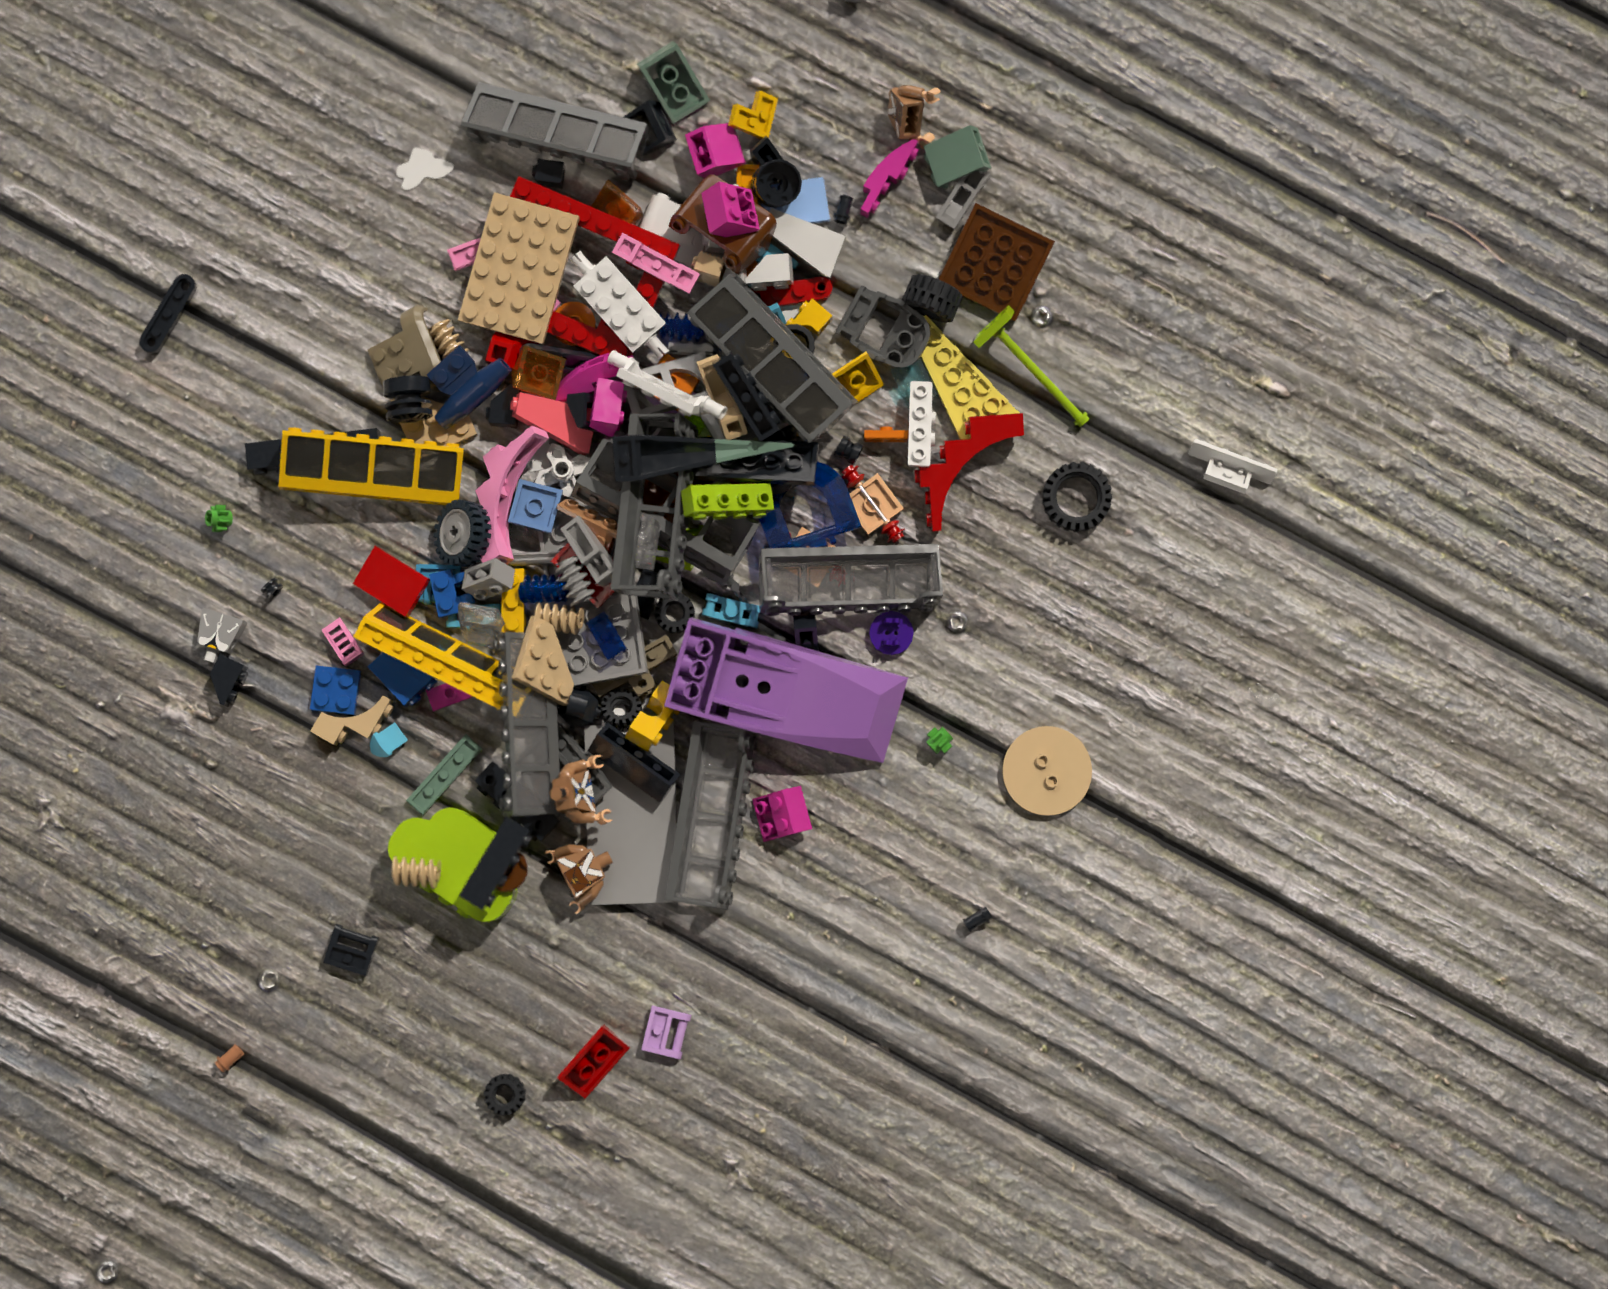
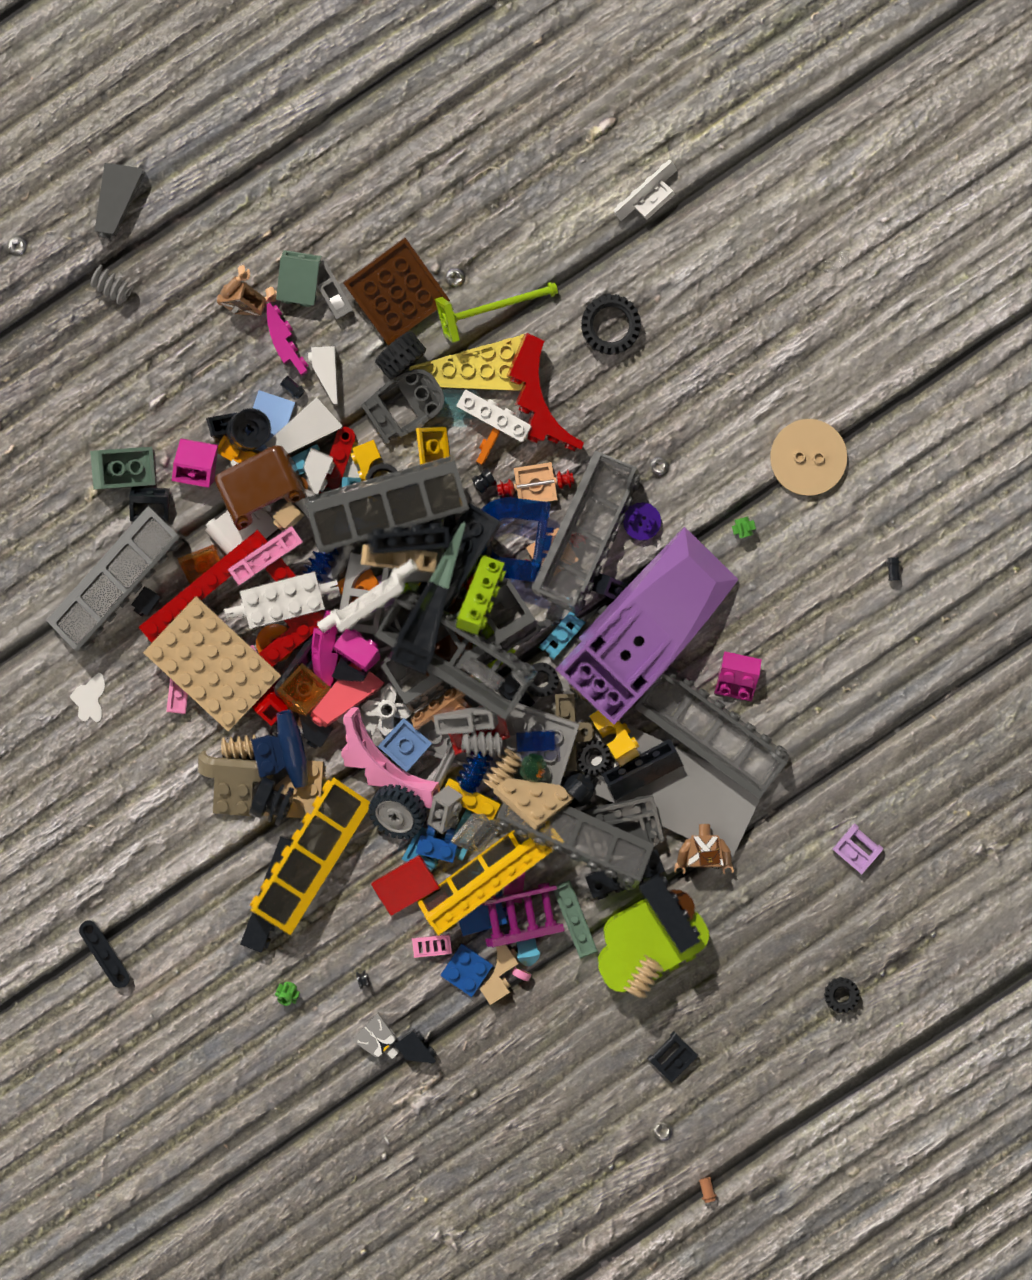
camera: 70 degrees left, 5 degrees up
(359, 747) = (520, 973): none -> bright pink tile
(410, 735) = (533, 930): none -> magenta fence
(574, 792) = (643, 826): medium nougat torso -> none
(577, 647) = (533, 767): none -> clear green head
(593, 1061) = (851, 915): red slope -> none
(729, 210) = (255, 477): dark pink slope -> none
(757, 120) = (187, 417): yellow plate -> none
(882, 230) = (324, 363): none -> white slope

